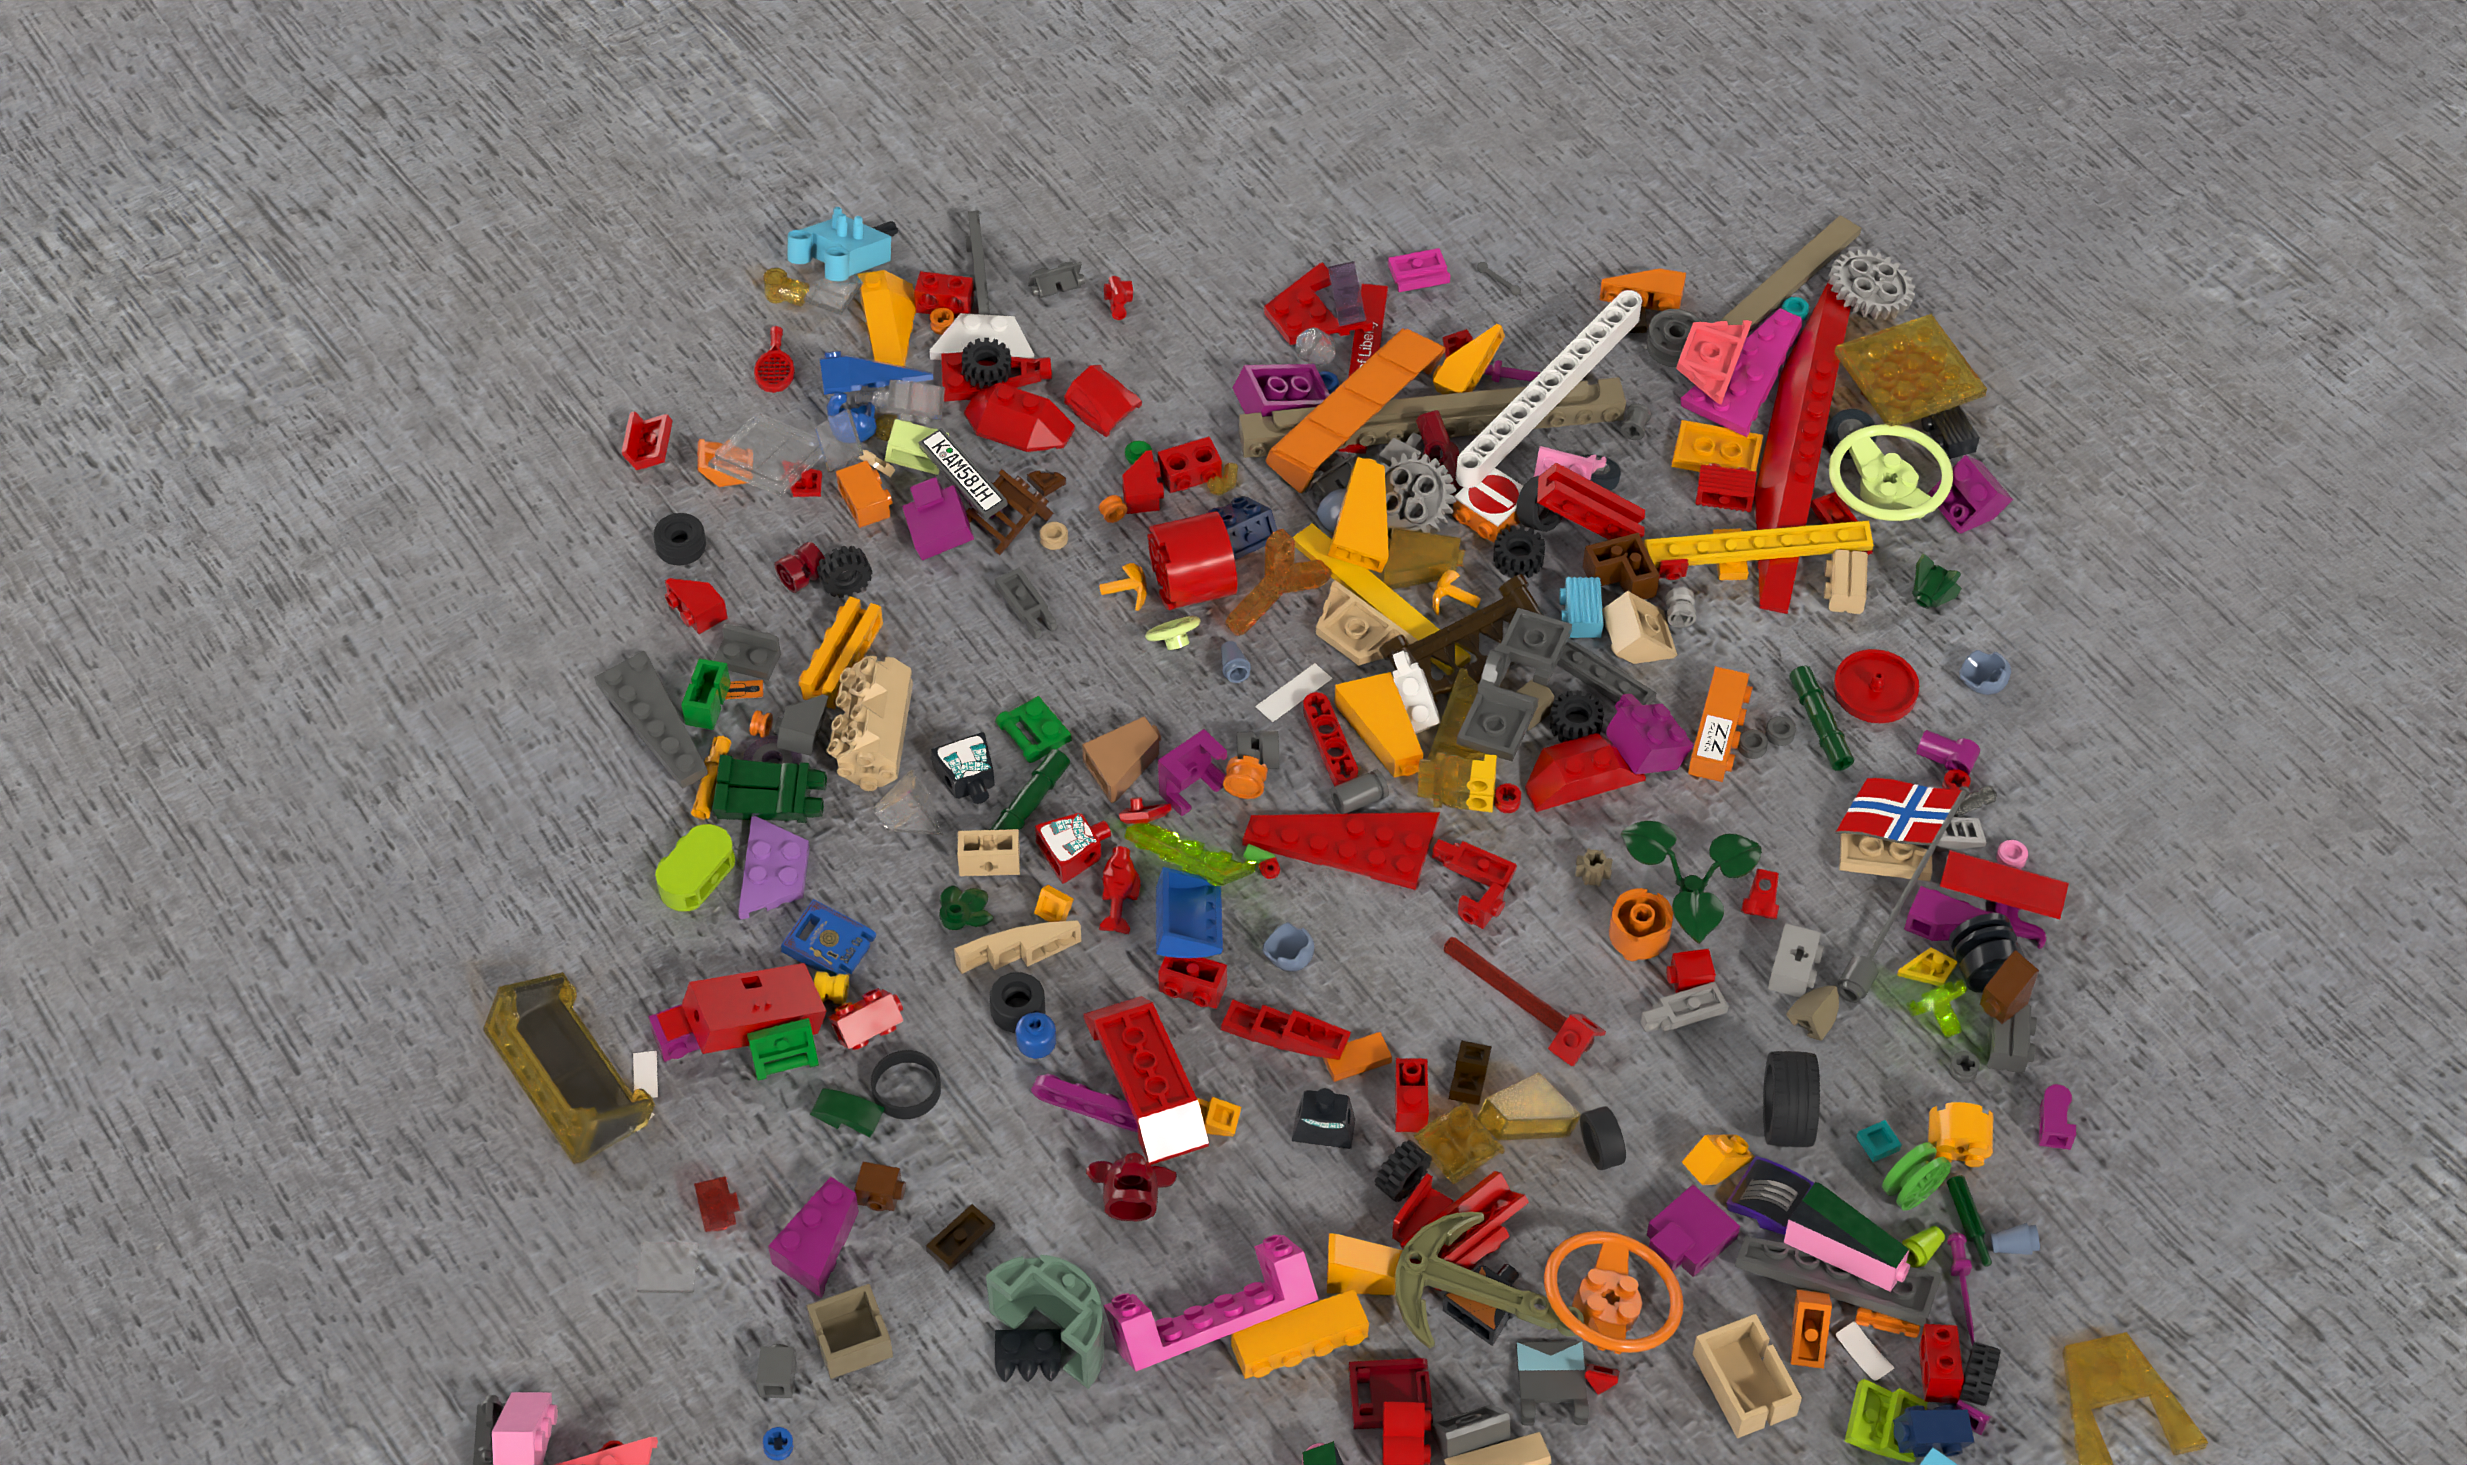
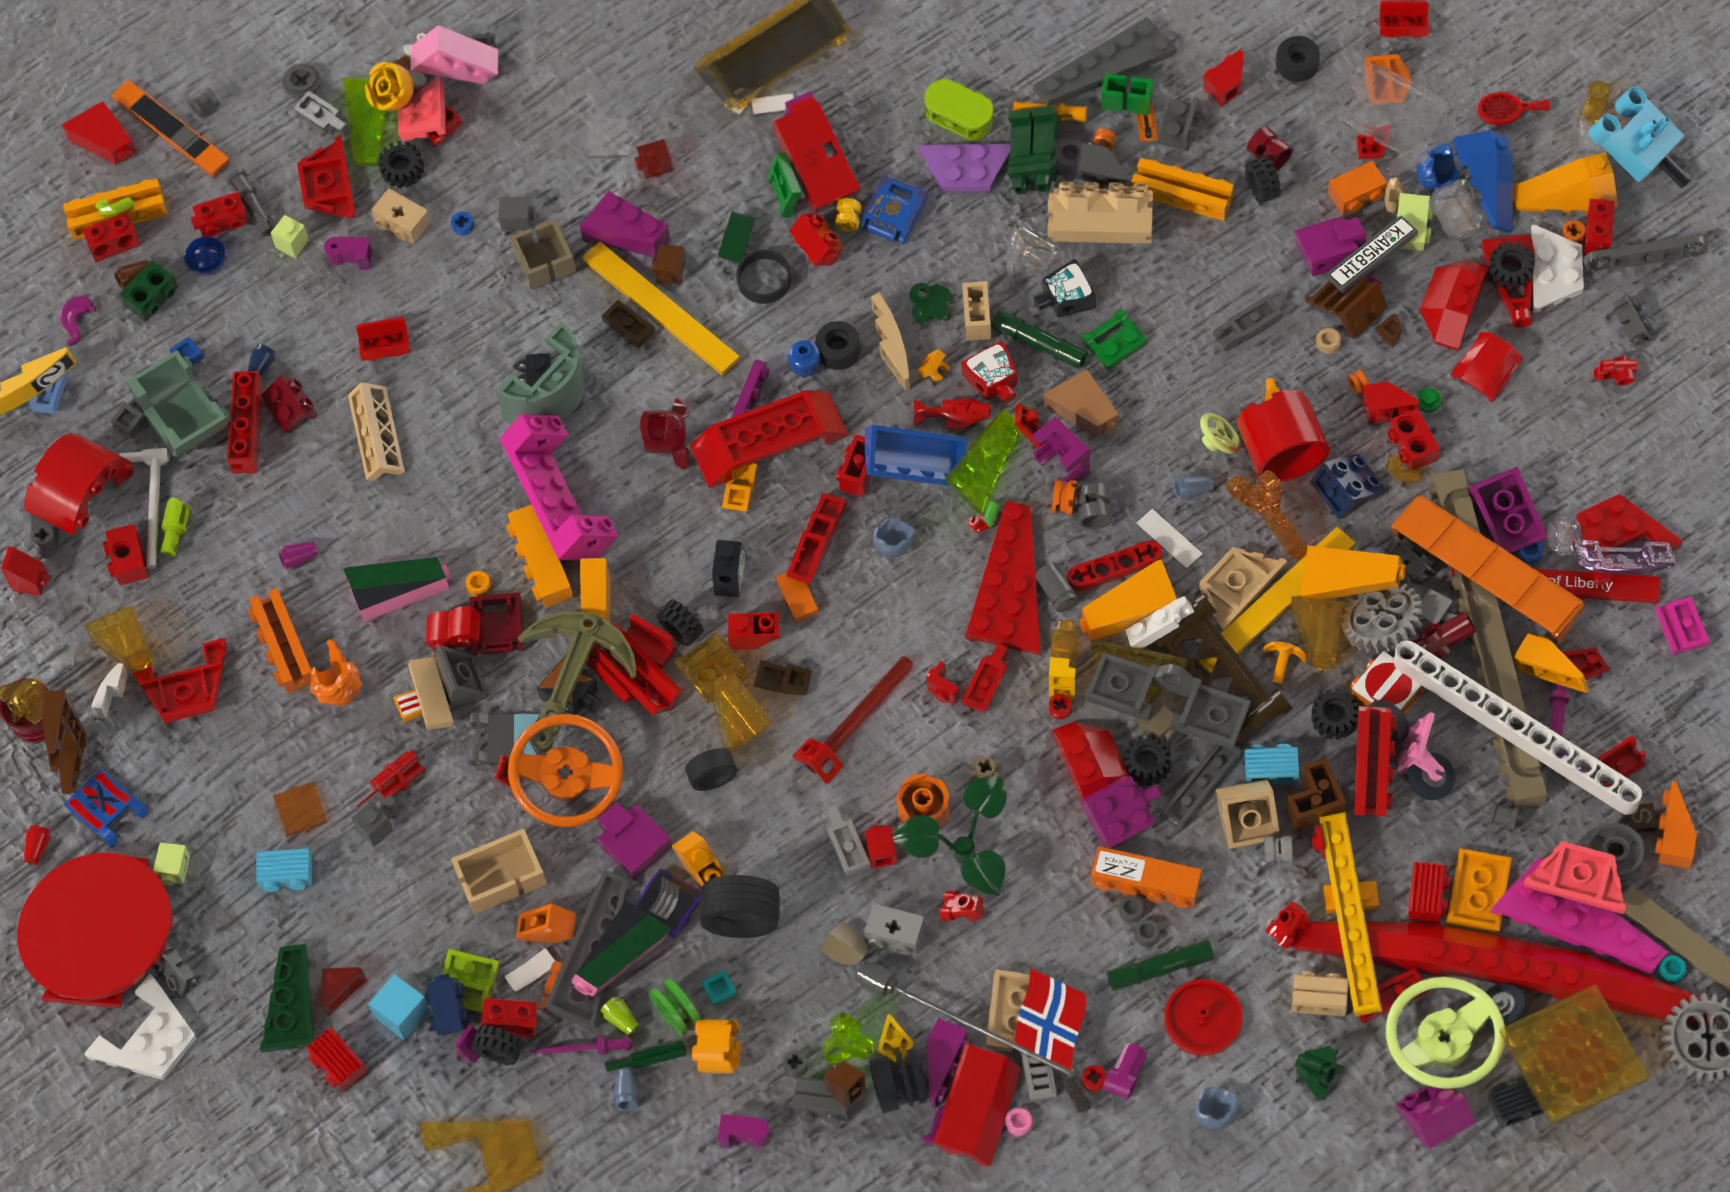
camera: 95 degrees right, 10 degrees up
(937, 1203) = (661, 308): none -> yellow tile
(1329, 1417) = (478, 583): none -> light orange tile
(1566, 323) = (1624, 759): none -> red hinge
(1774, 607) = (1288, 921): none -> red plate

